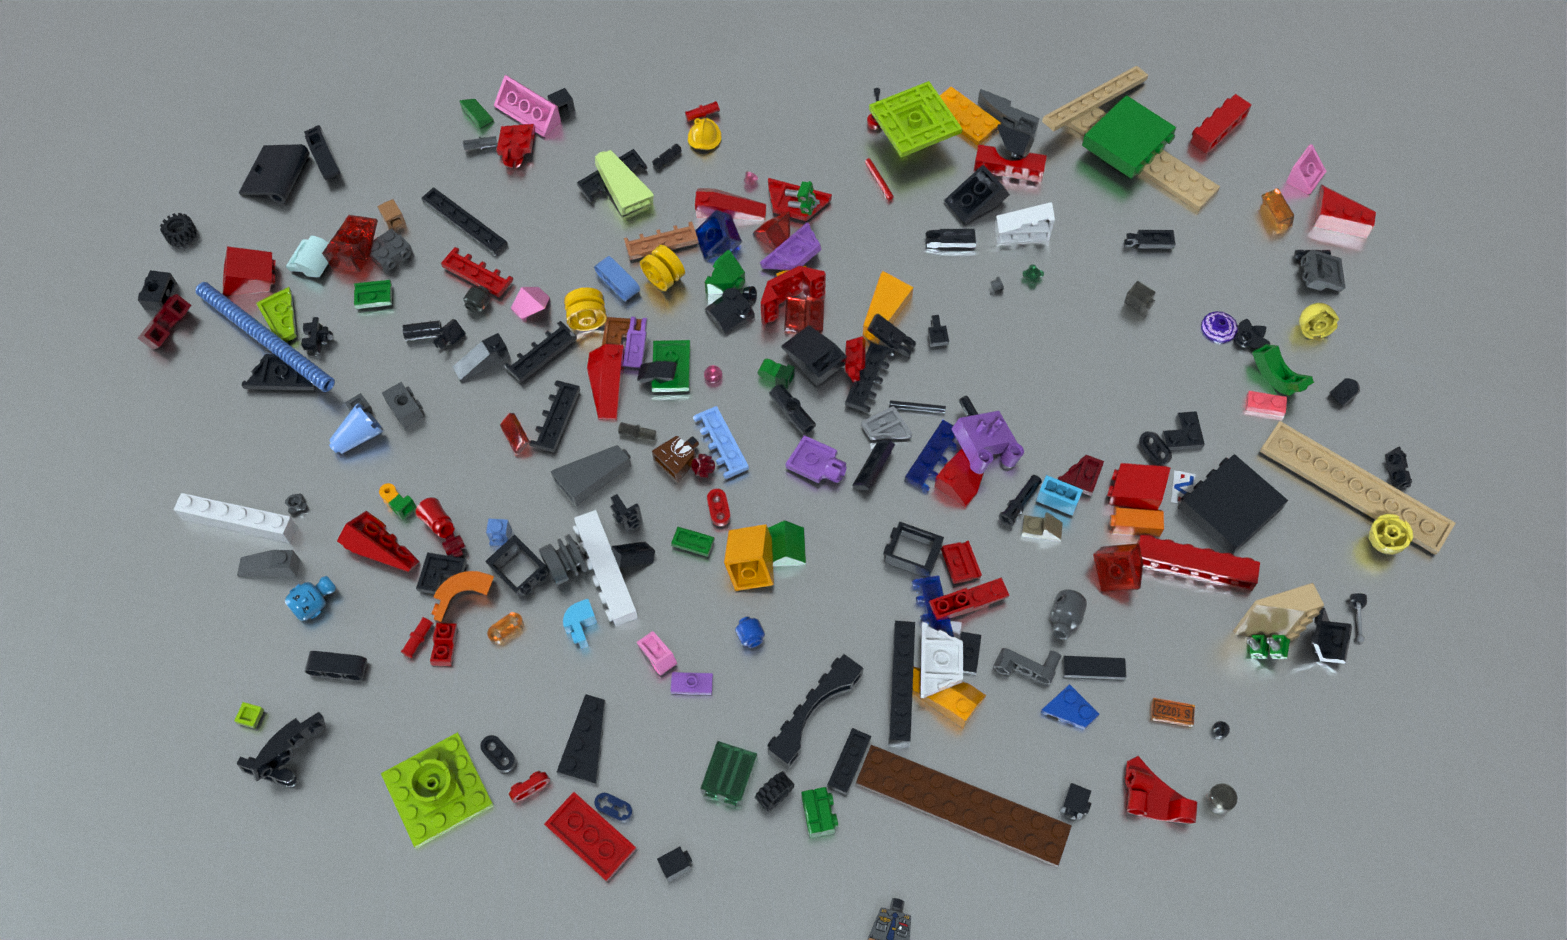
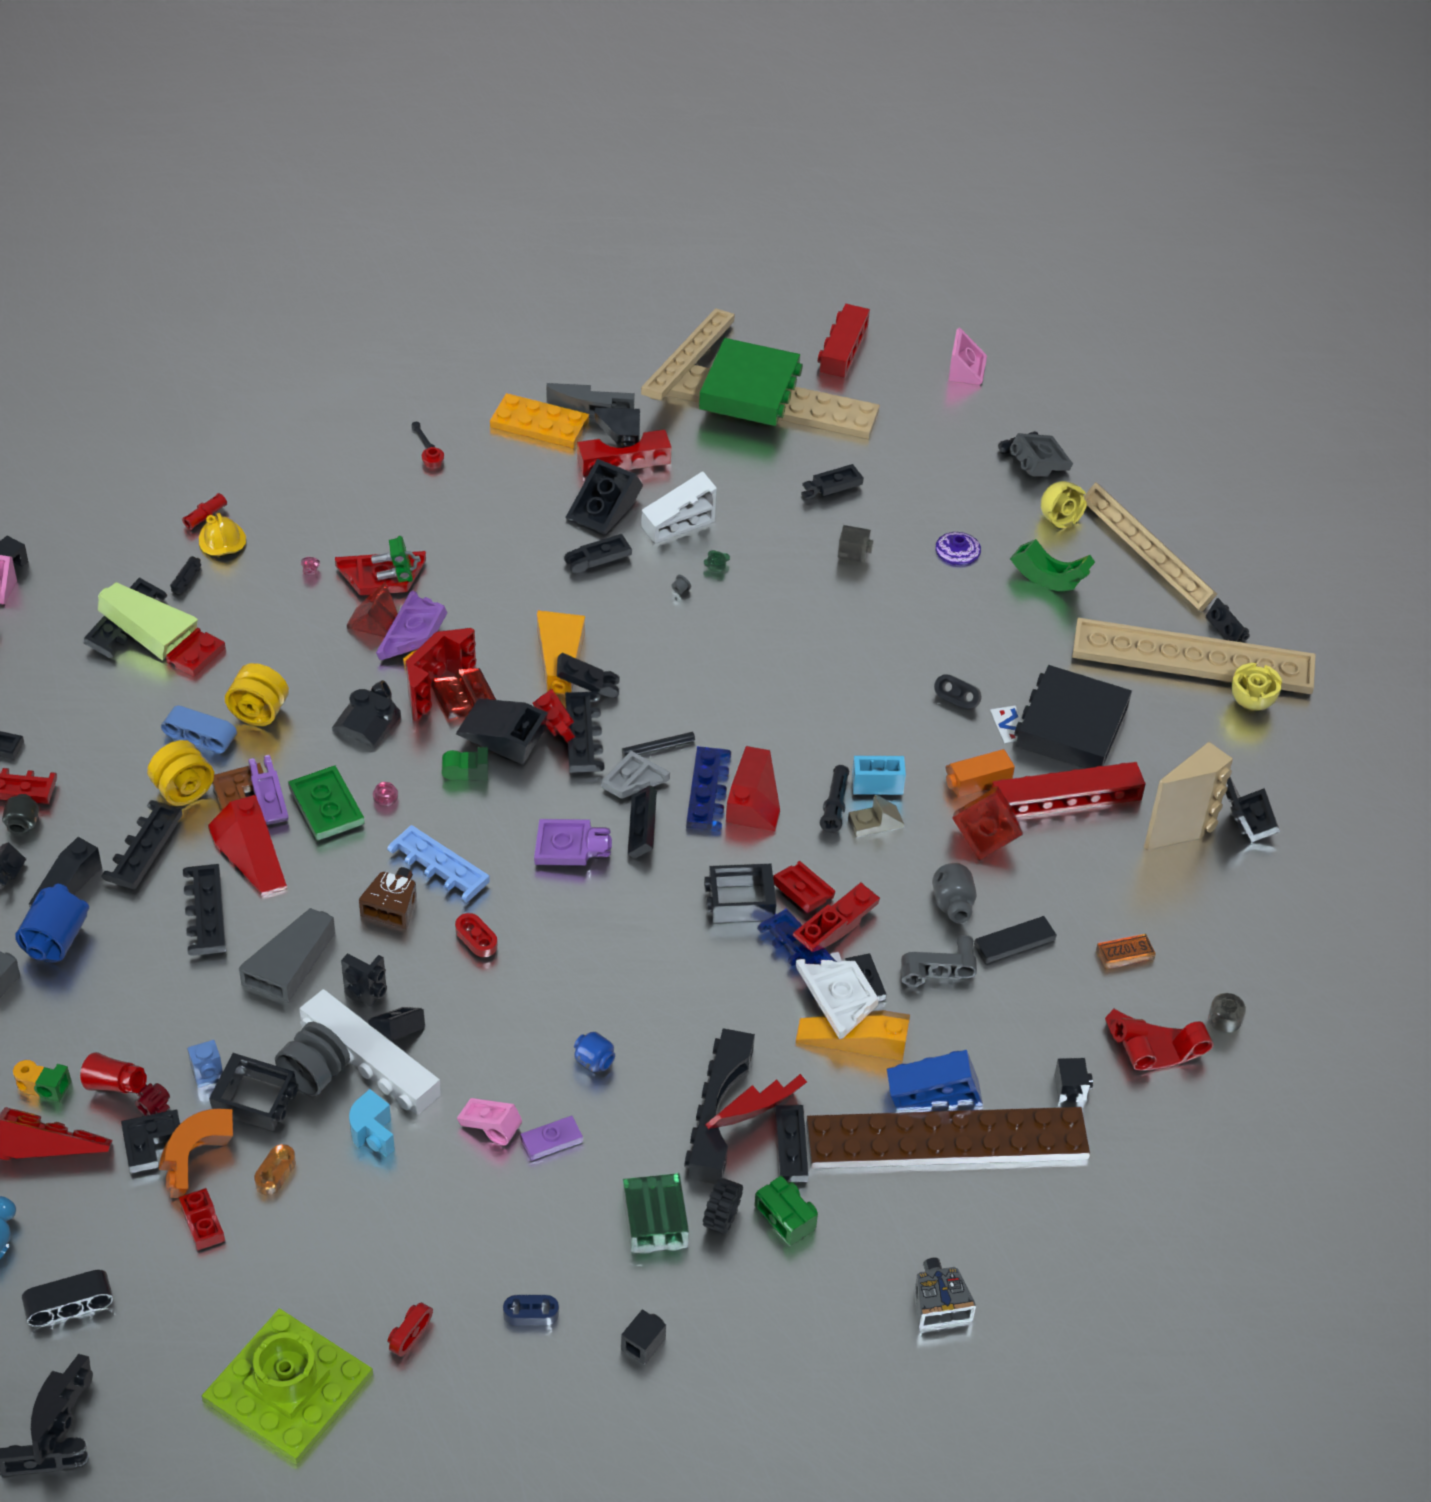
camera: 30 degrees left, 15 degrees down
(417, 637) = (161, 1224): red pin -> none
(451, 391) = (51, 924): none -> blue cylinder
(499, 754) = (349, 1310): black plate -> none
(514, 433) = (161, 946): clear red plate -> none
(529, 301) = (94, 794): bright pink slope -> none
(582, 750) = (453, 1258): black wing -> none
(590, 836) = (520, 1351): red plate -> none
(636, 431) = (323, 890): clear smoke axle -> none
(645, 217) = (195, 652): none -> red plate
(660, 371) = (316, 809): black slope -> none
(672, 239) = (220, 679): nougat hinge -> none
(692, 541) = (464, 983): green plate -> none
(703, 465) = (431, 895): dark red gear -> none
(717, 235) = (304, 640): clear blue slope -> none
(726, 275) = (343, 677): green slope -> none
(741, 208) = (290, 607): red wedge -> none
(749, 557) = (550, 971): light orange slope -> none
(788, 544) = (581, 946): green slope -> none
(798, 417) = (508, 797): black piece -> none
(831, 721) = (753, 1103): none -> red slope
(879, 179) = (474, 519): red piece -> none
(902, 684) = (824, 1065): black arch -> none
(915, 119) = (488, 435): lime piece -> none
(937, 334) = (639, 659): black plate -> none
(973, 760) = (935, 1081): none -> blue wedge
(985, 436) = (761, 744): medium lavender piece -> none
(1071, 708) = (1014, 990): blue wing -> none
(1084, 474) = (894, 741): dark red wing -> none
(1138, 486) = (962, 732): red slope -> none
(1189, 433) = (984, 667): black plate -> none
(1216, 730) = (1182, 949): black hinge -> none
(1253, 334) = (997, 545): black plate -> none
(1260, 645) = (1182, 847): green piece -> none
(1266, 403) = (1052, 607): coral plate -> none
(1278, 207) = (957, 405): clear orange hinge -> none
(1343, 214) = (1029, 391): red wedge -> none
(1345, 391) = (1130, 564): black plate -> none
(1359, 601) = (1259, 767): hinge -> none
(1369, 381) = (1149, 547): none -> tan plate

